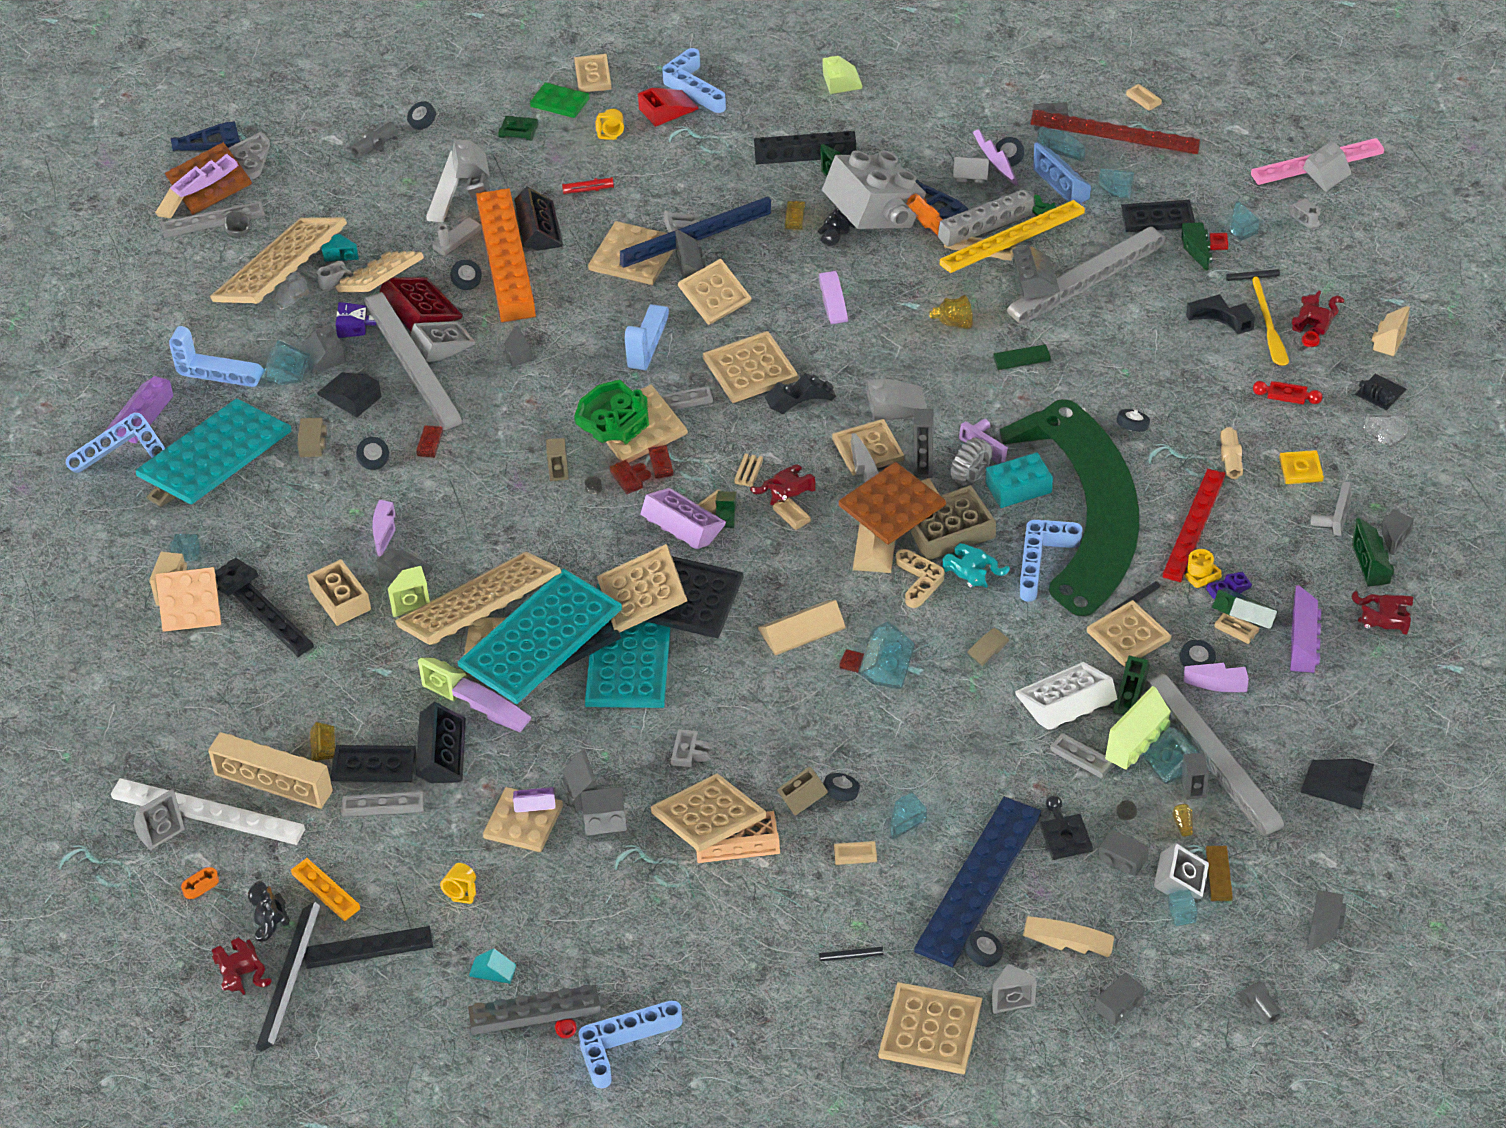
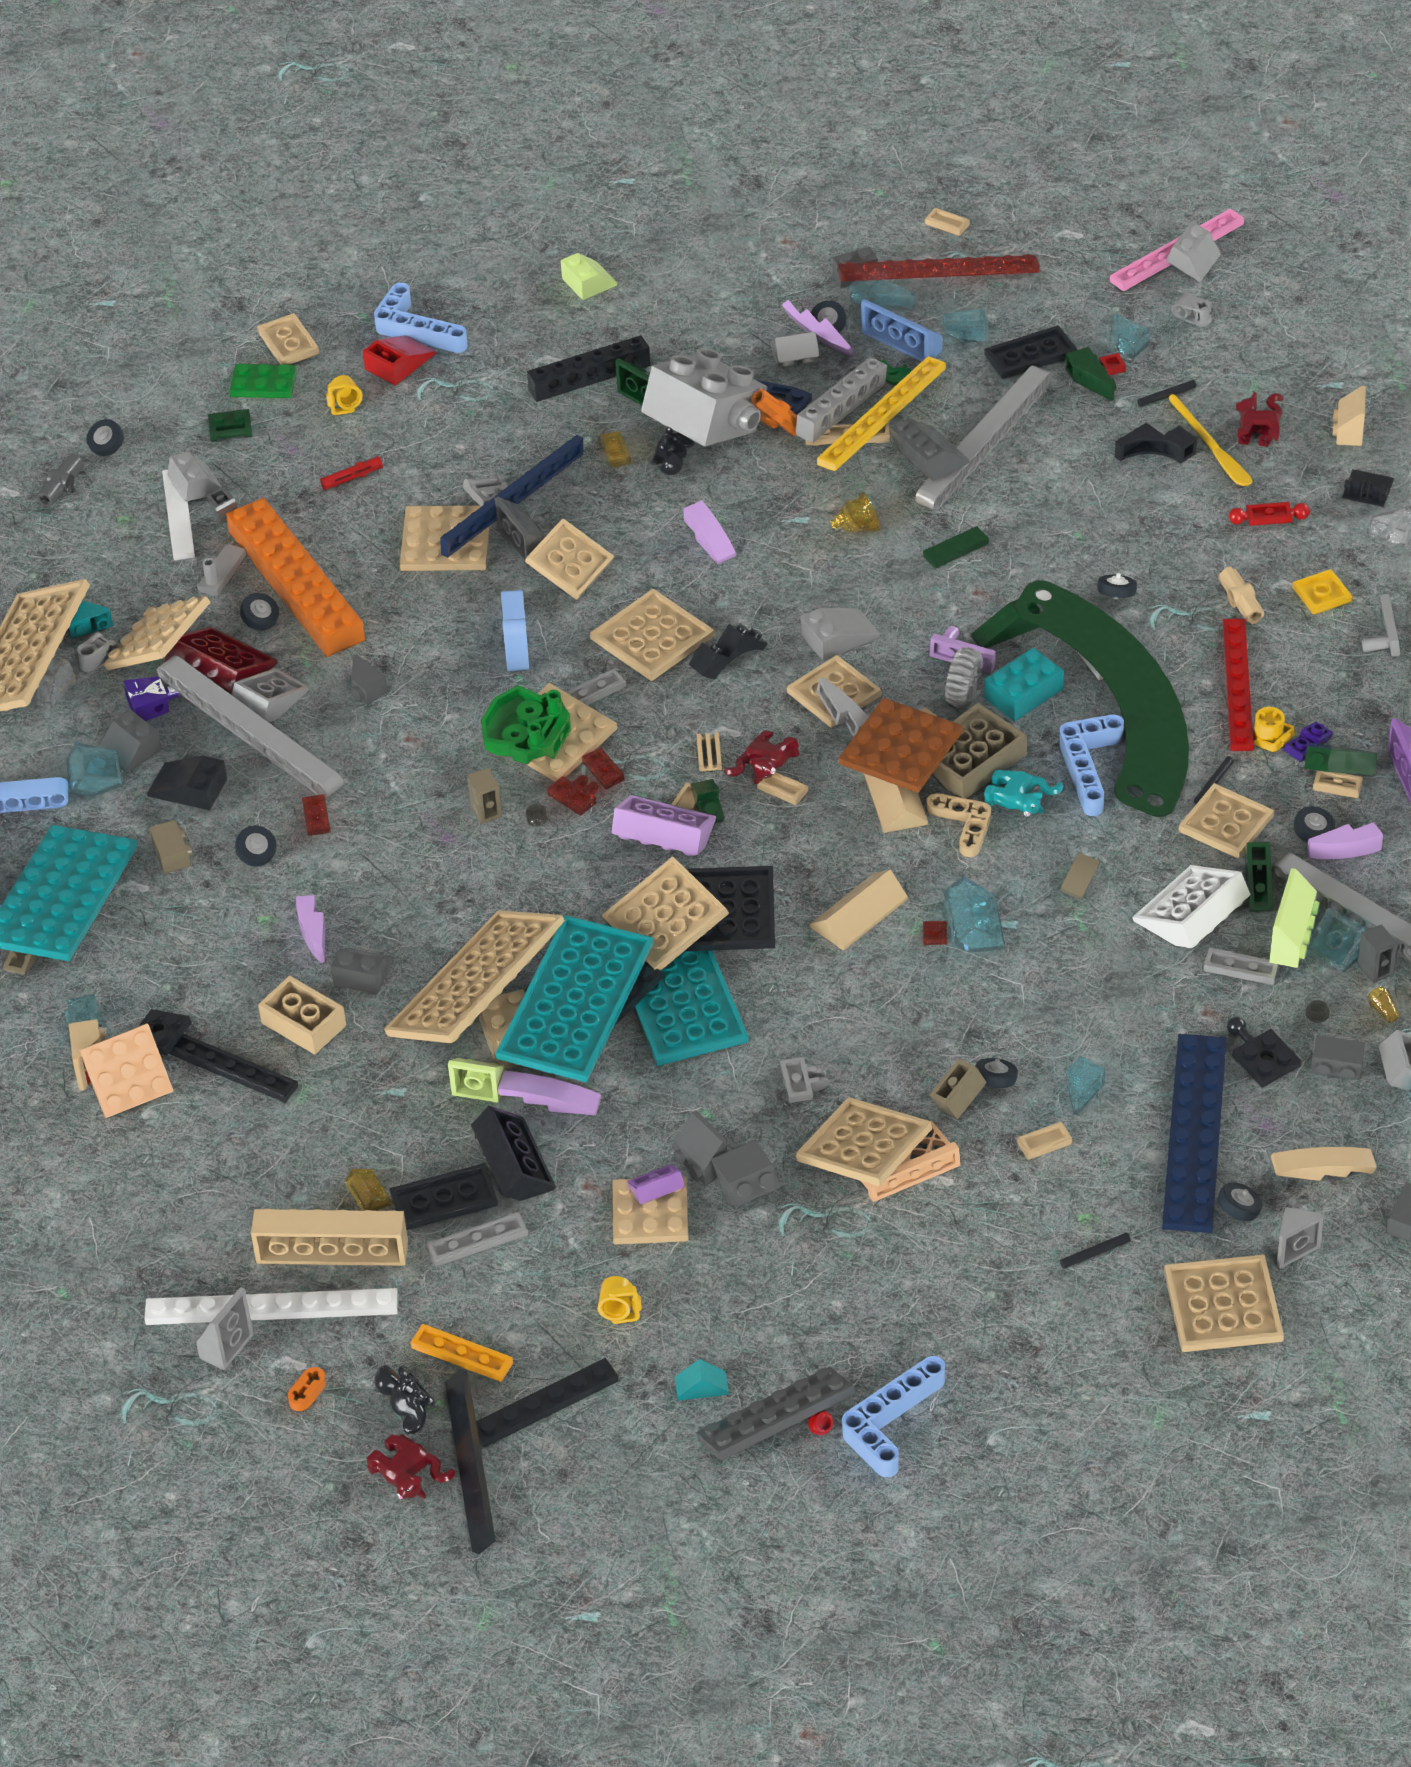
camera: 20 degrees left, 0 degrees up
(408, 591) = (389, 990): yellowish green slope -> none
(537, 220) = (312, 527): black slope -> none
(923, 442) = (906, 667): dark grey brick -> none
(1310, 339) = (1265, 448): red plate -> none

